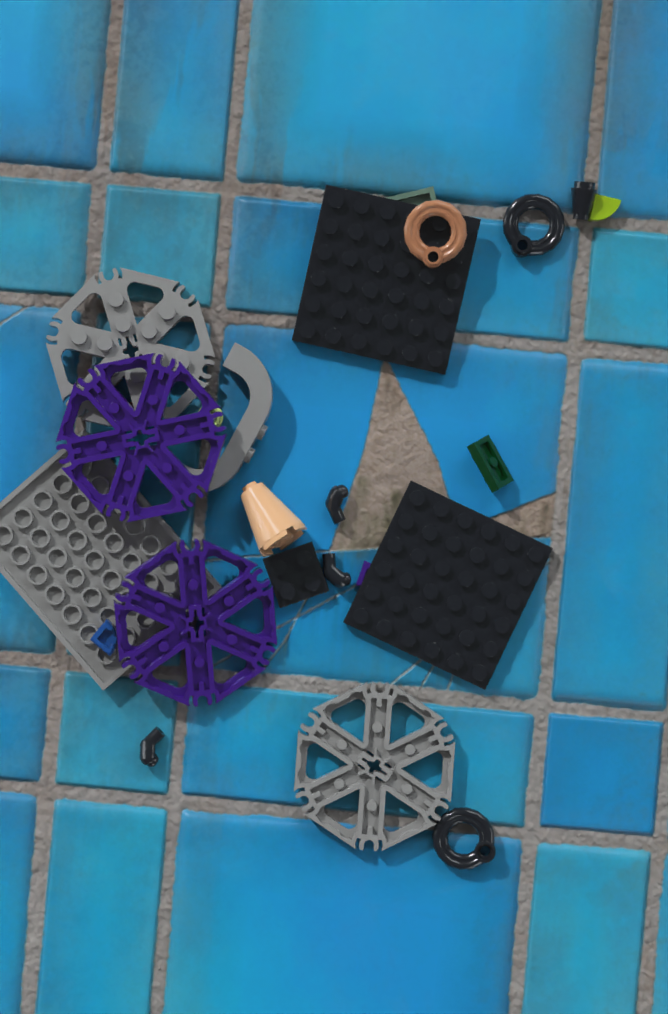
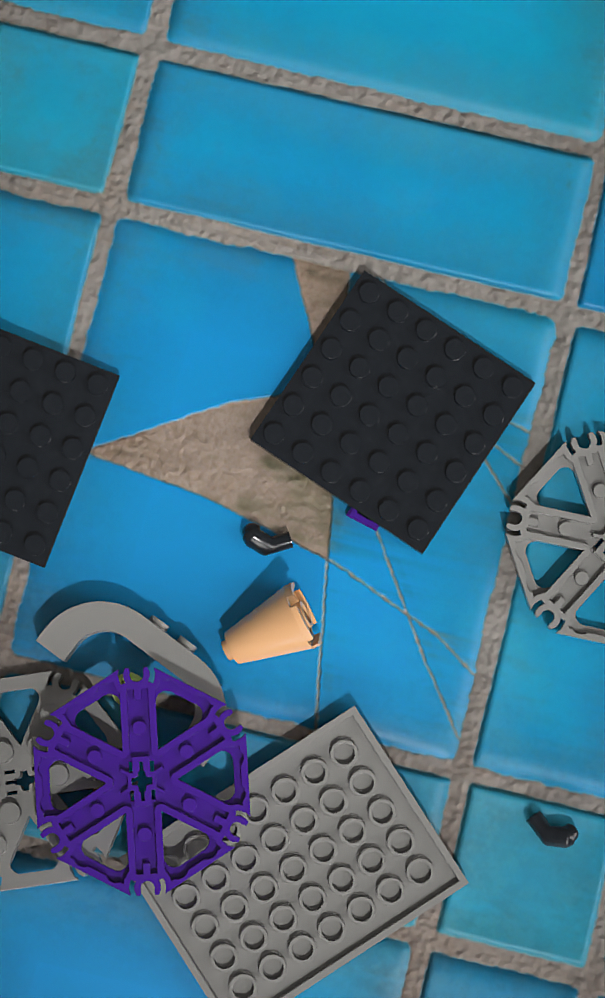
camera: 85 degrees left, 5 degrees down
(106, 637) = (399, 868): blue tile -> none
(175, 635) = (412, 718): dark purple plate -> none
(296, 574) = (351, 607): black plate -> none
(332, 573) = (357, 558): black arm -> none
(490, 463) = (243, 334): dark green plate -> none

